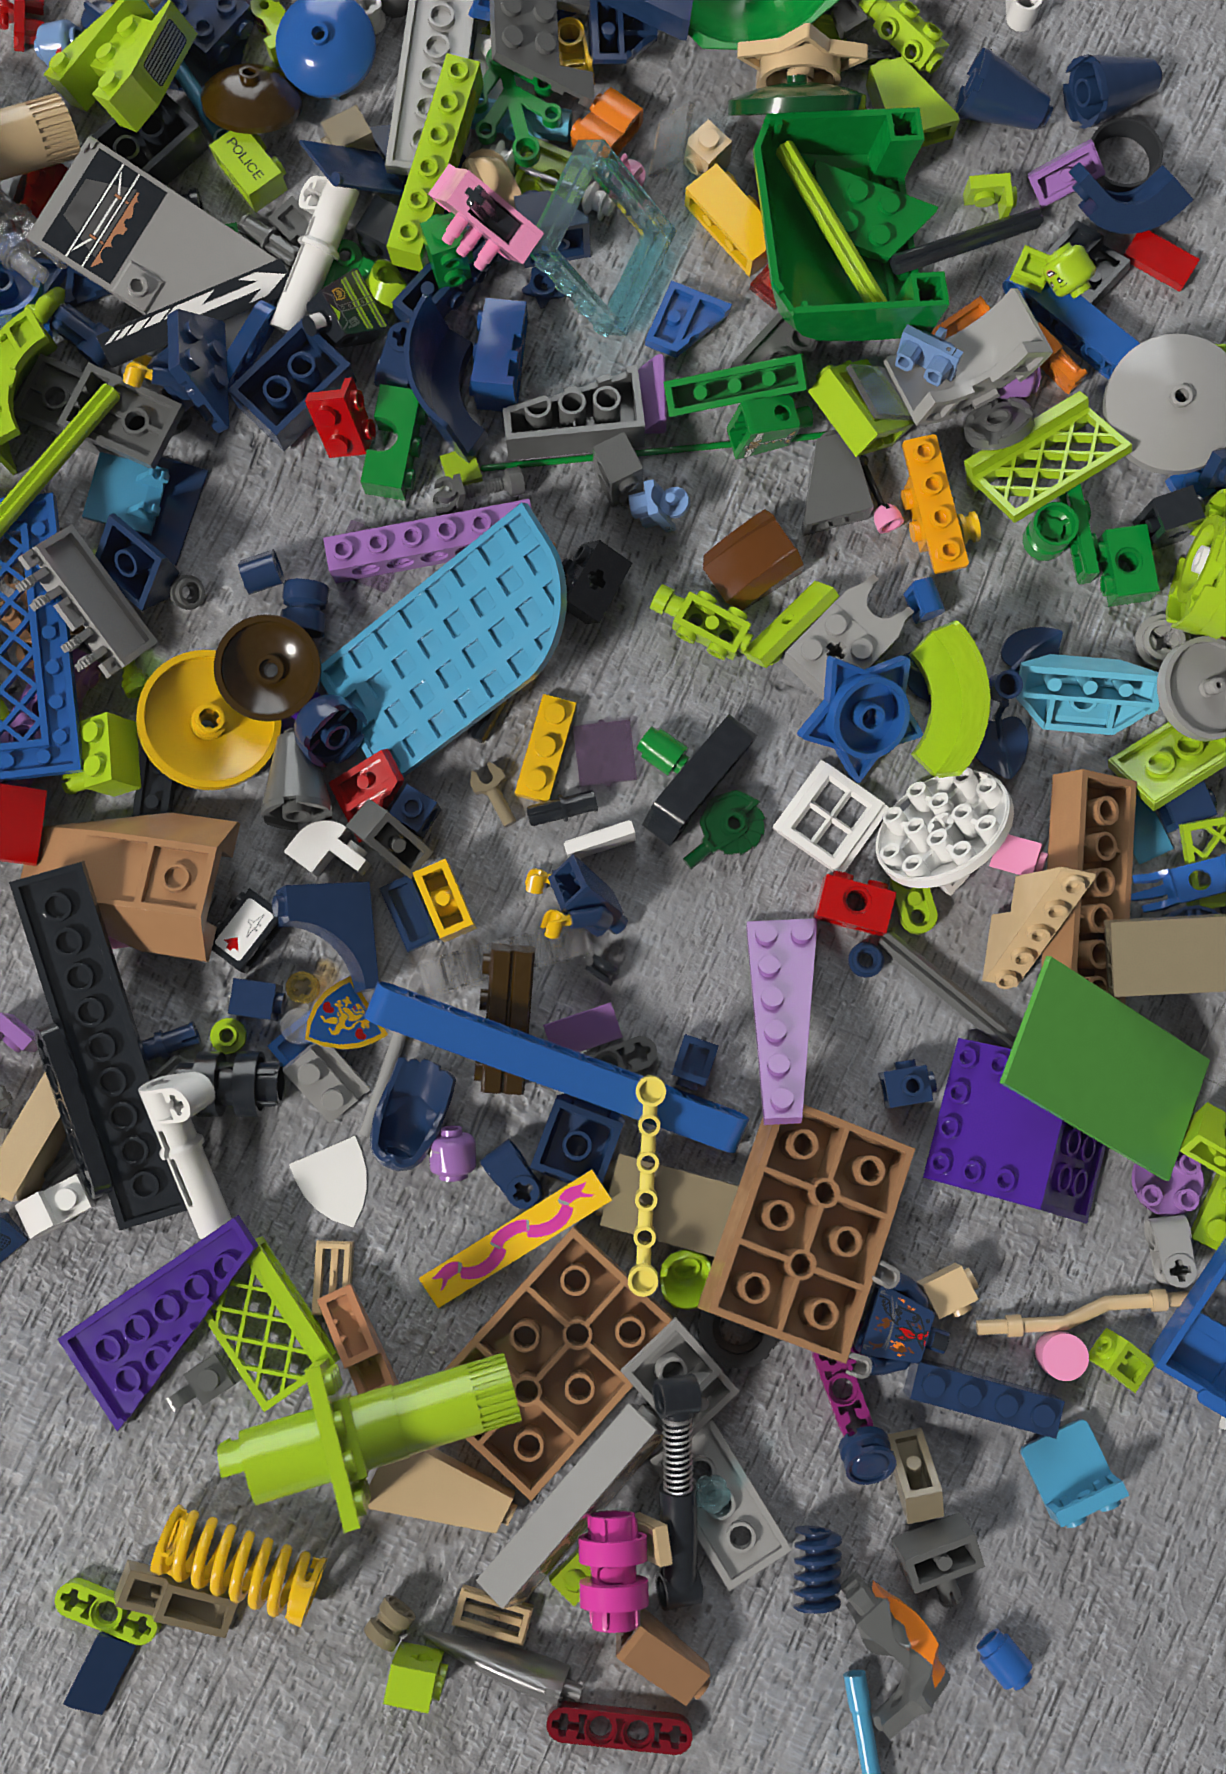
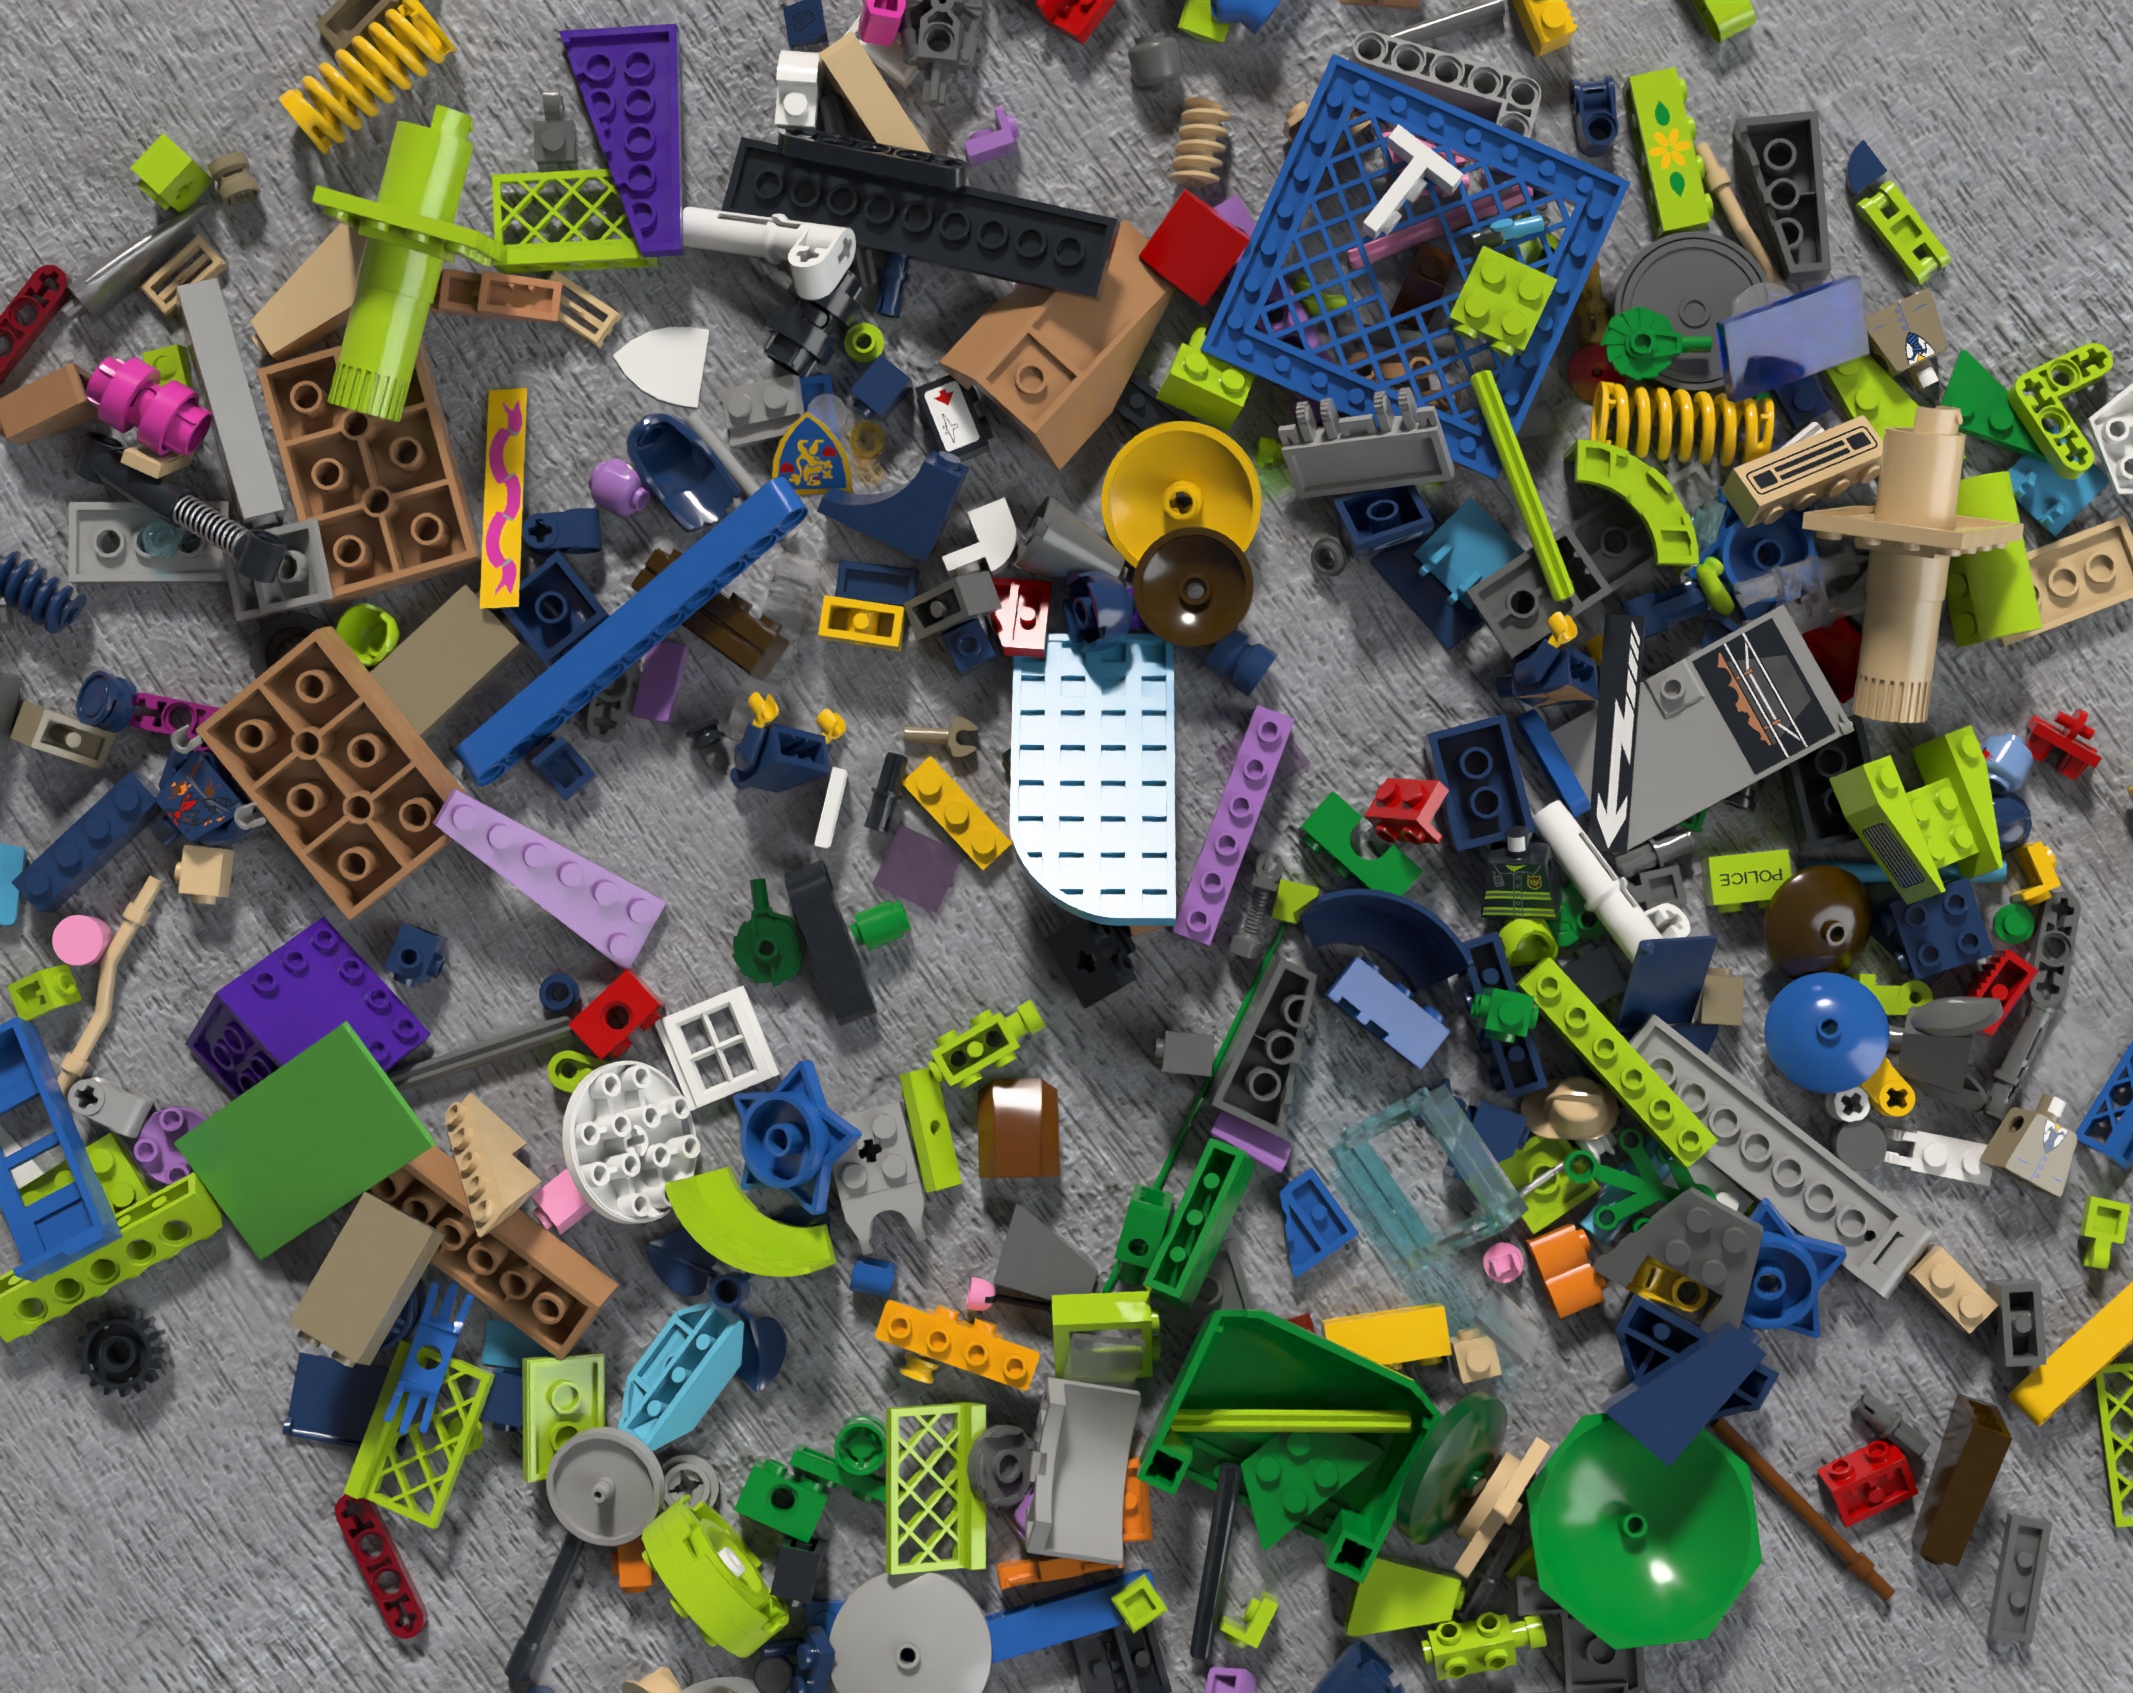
camera: 120 degrees right, 5 degrees up
(200, 361) = (1542, 700): dark blue wing -> none
(261, 572) = (1300, 639): dark blue beam -> none
(391, 365) = (1441, 898): dark blue piece -> none
(486, 215) = (1495, 1060): bright pink piece -> none
(643, 1277) = (544, 698): light yellow bar -> none
(658, 506) = (1125, 1072): medium blue hips -> none
(929, 352) = (1116, 1442): medium blue hips -> none
(1069, 270) = (1108, 1632): lime head -> none

